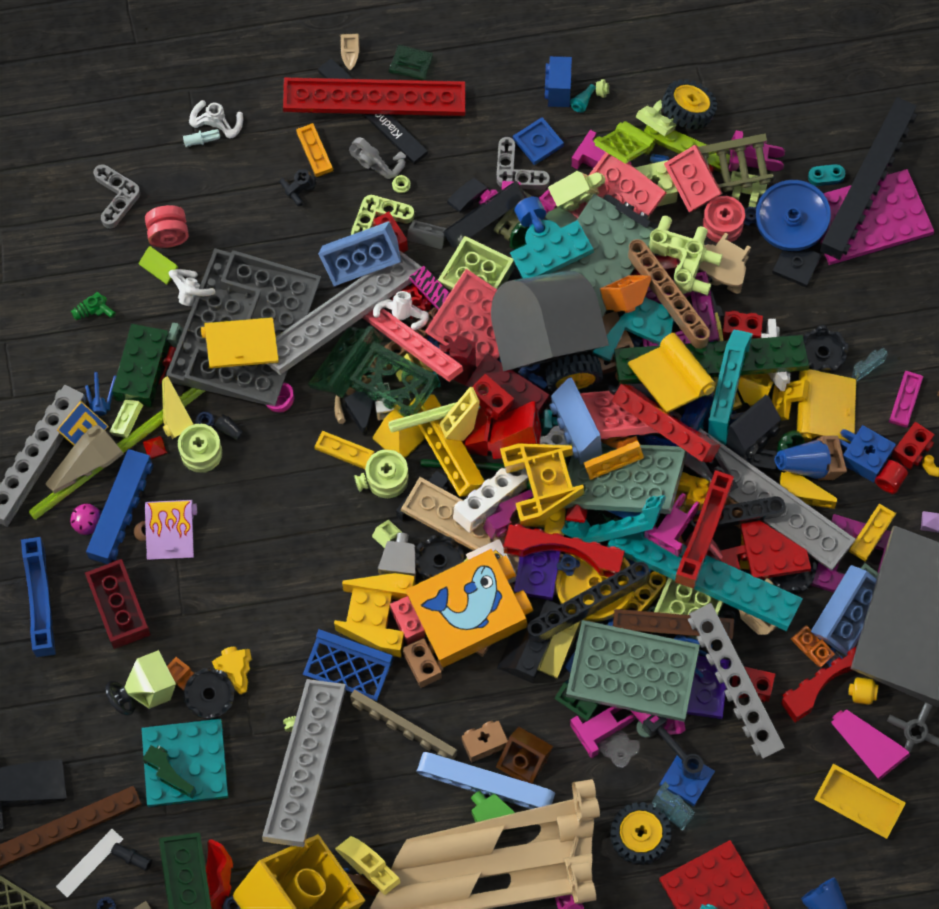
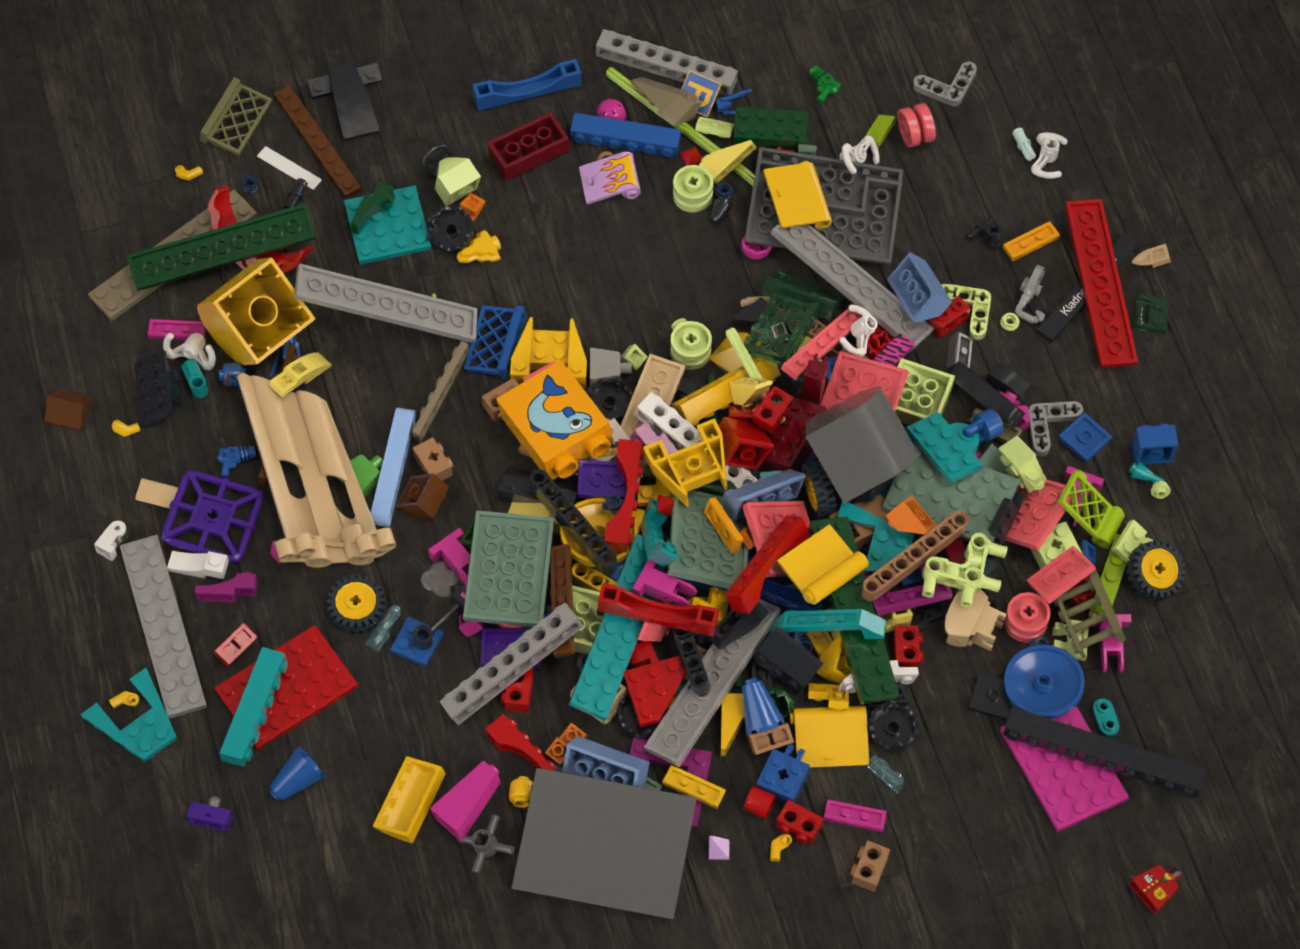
camera: 80 degrees right, 5 degrees down
(343, 449) = (714, 308): yellow tile -> none

